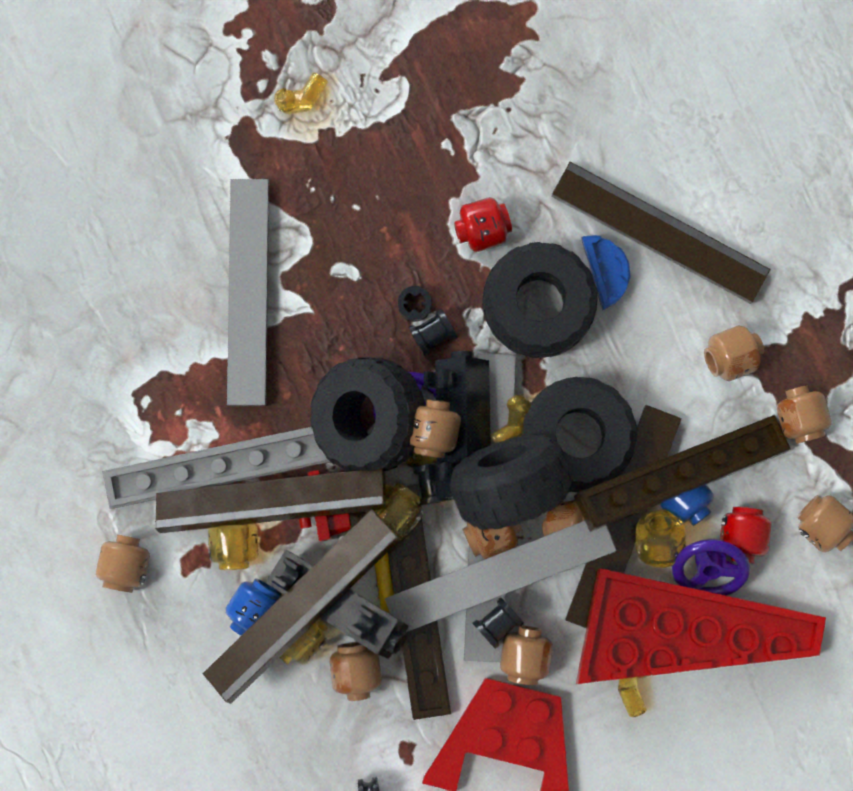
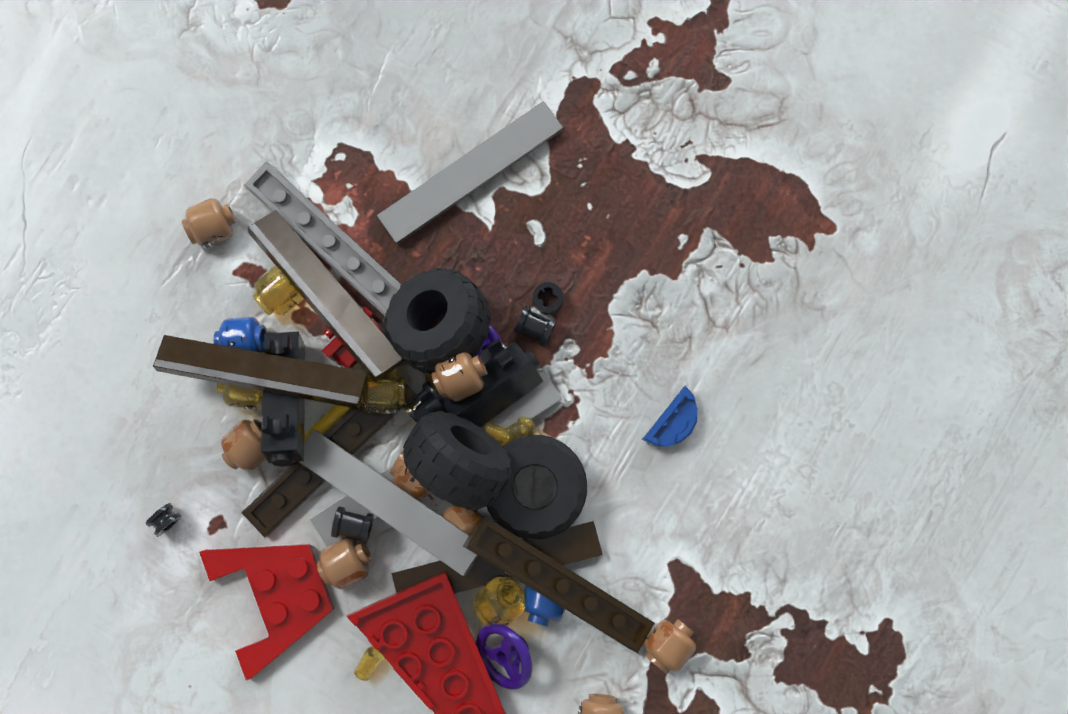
camera: 55 degrees right, 0 degrees up
(303, 99) = (639, 110): clear yellow arm -> none
(483, 224) = (641, 306): red head -> none
(549, 264) = (639, 363): black tyre -> none
(660, 232) = (731, 442): dark brown tile -> none
(734, 353) = (678, 560): medium nougat head -> none
(747, 531) = (551, 664): red head -> none

